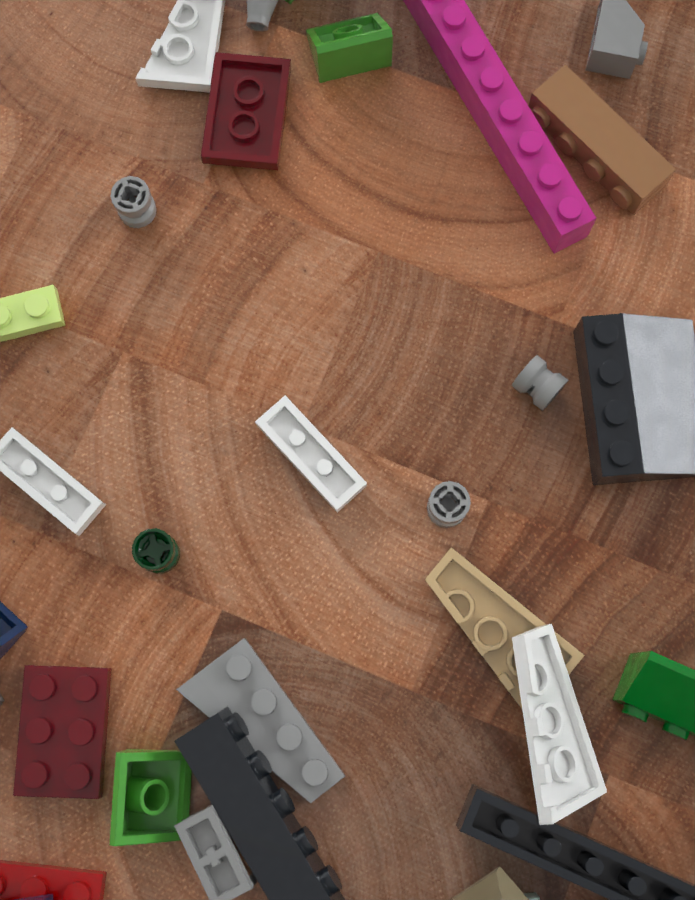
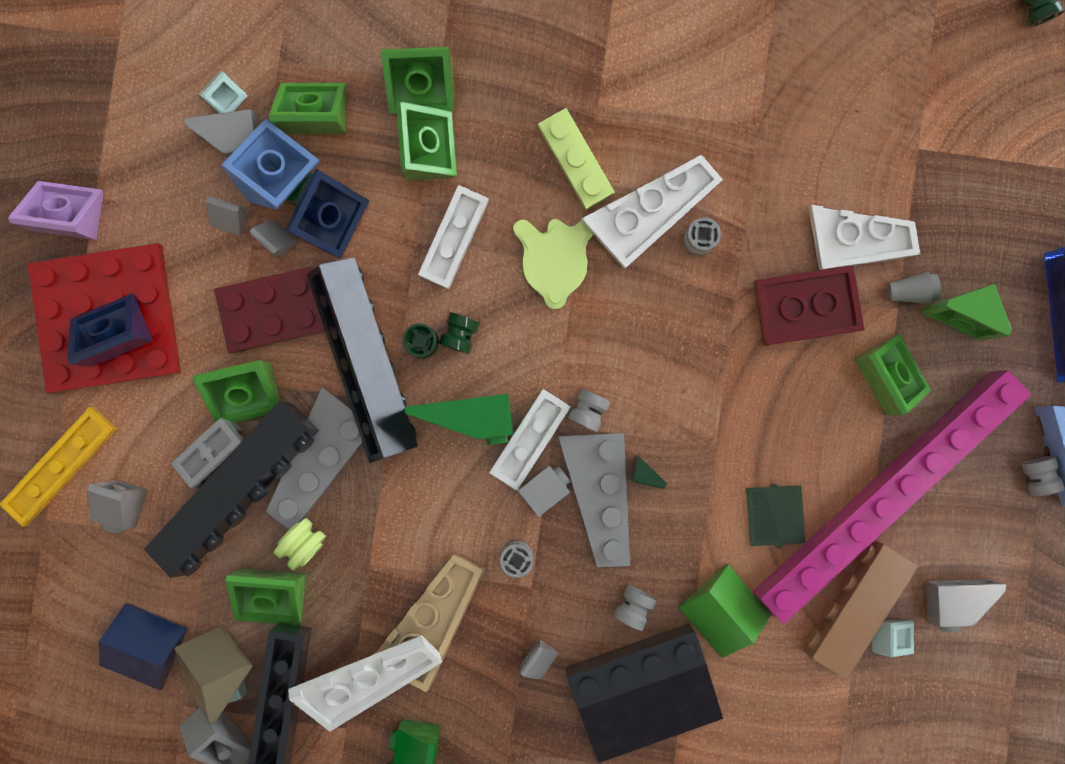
camera: 70 degrees right, 10 degrees up
(89, 258) = (648, 212): none -> white wing
(108, 372) = (554, 259): none -> yellowish green tile
(154, 628) = (362, 359): none -> brick
(157, 501) = (459, 333): none -> dark green wheel
(263, 508) = (476, 417): none -> green slope
(295, 376) = (587, 417): none -> light grey wheel
(362, 767) = (299, 544): none -> yellowish green wheel
(374, 450) = (545, 489): none -> light grey brick
(385, 387) = (600, 486): none -> light grey wing
(386, 331) = (645, 475): none -> dark green slope
(419, 831) = (266, 596): none -> bright green slope
(472, 206) = (775, 515): none -> clear green piece
(570, 285) = (726, 612): none -> bright green slope
(576, 513) = (538, 660): none -> light grey slope
(642, 114) = (894, 638): none -> light aqua slope

